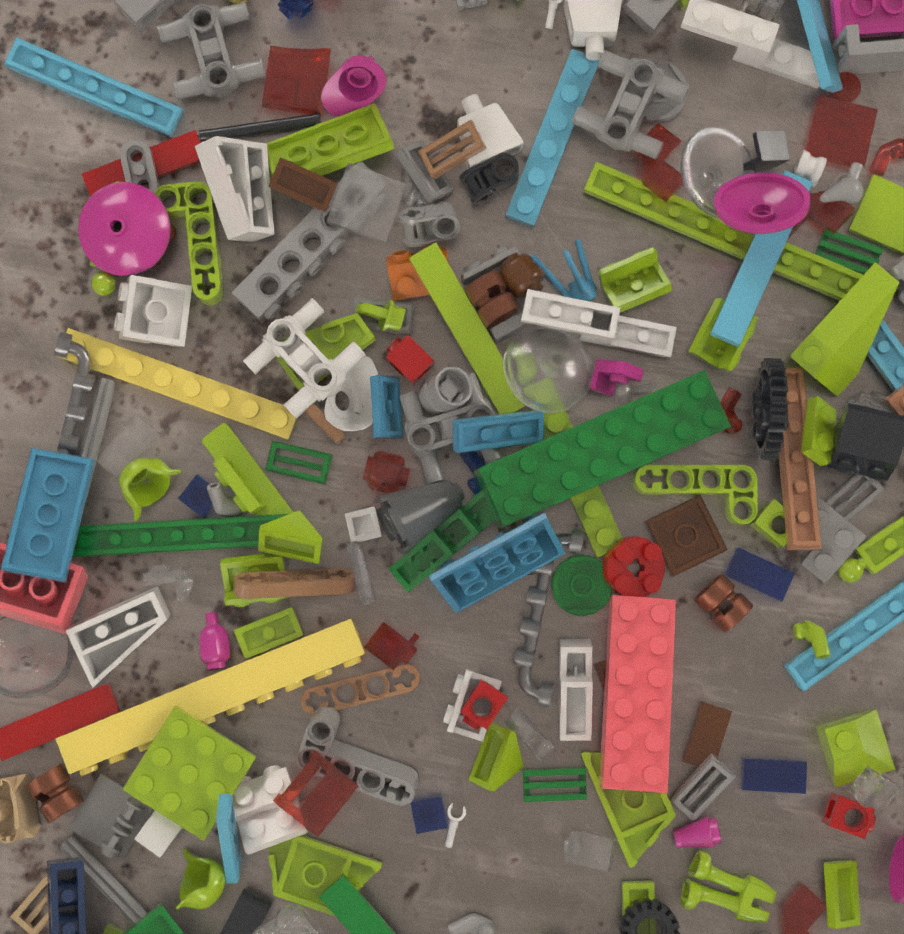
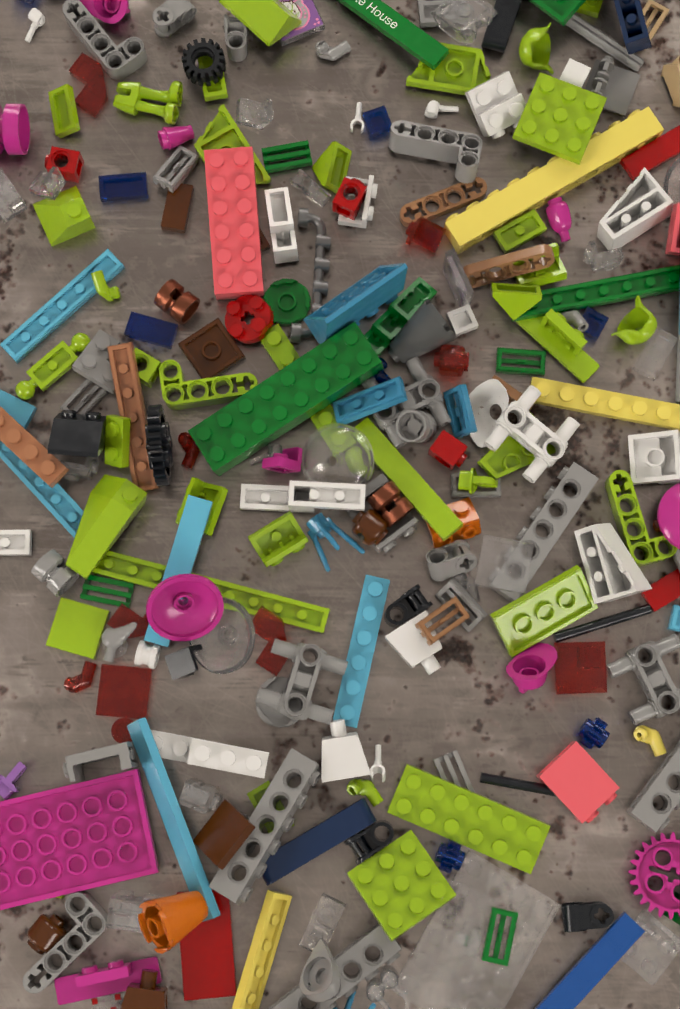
camera: 175 degrees right, 5 degrees down
(54, 793) = (656, 94): copper wheel -> none
(228, 838) = (522, 76): medium azure tile -> none
(303, 185) = (558, 569): reddish brown tile -> none
(323, 800) = (457, 112): clear red plate -> none
(351, 823) = (434, 107): none -> white hand

